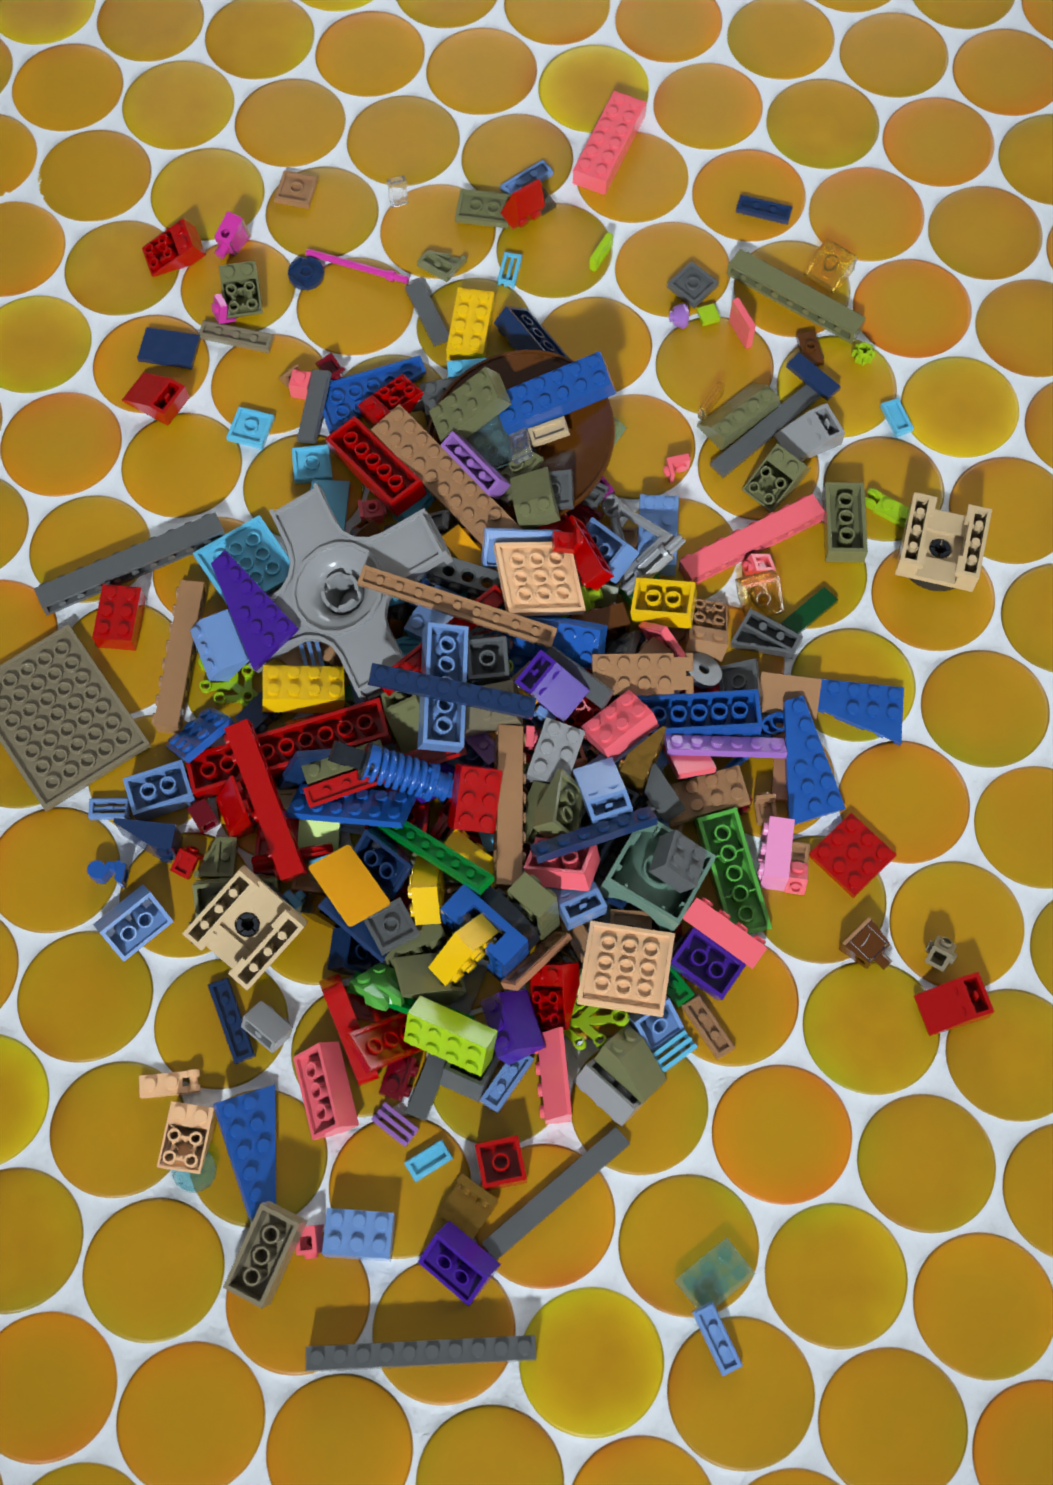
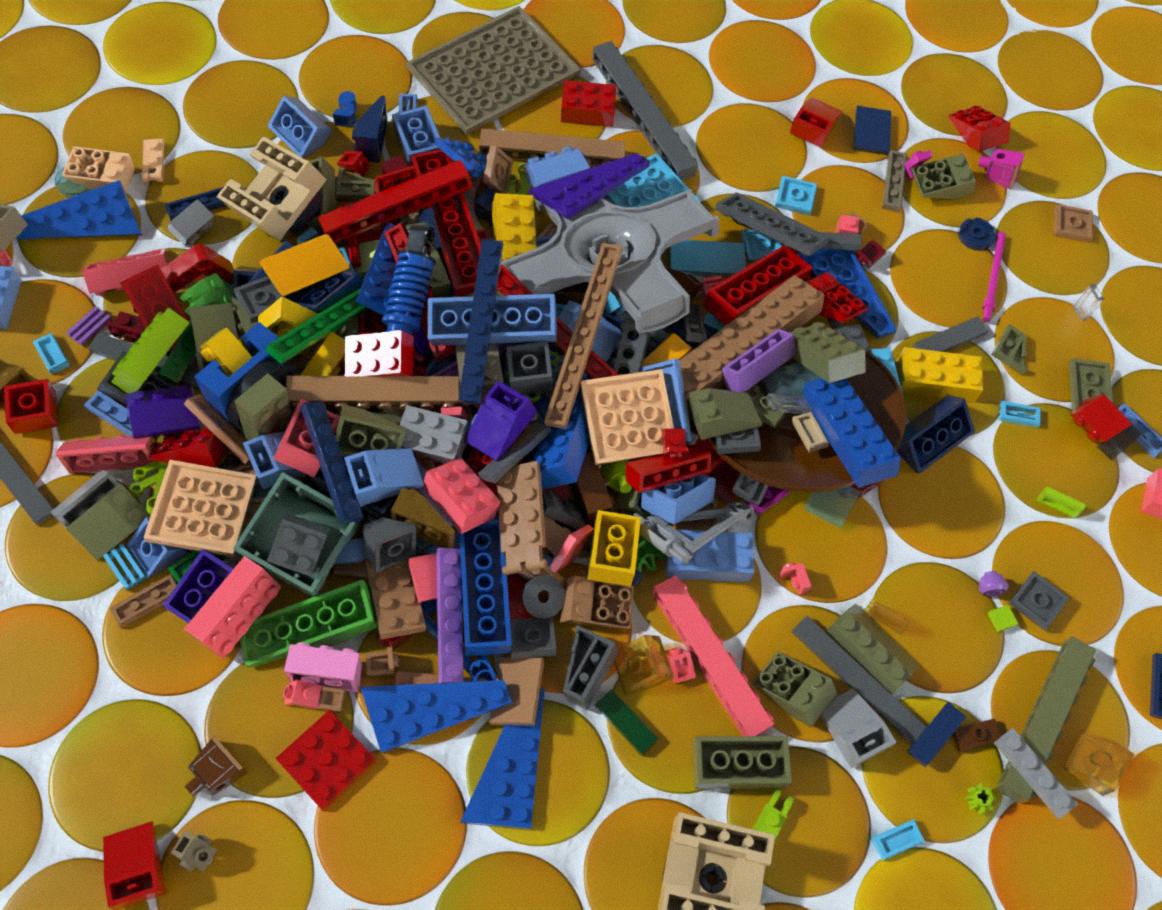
camera: 80 degrees right, 5 degrees down
(228, 707) = (498, 170): none -> medium nougat plate
(296, 448) = (772, 224): none -> dark grey plate
(742, 323) = (993, 649): coral tile -> none
(845, 309) = (1035, 773): none -> light grey plate

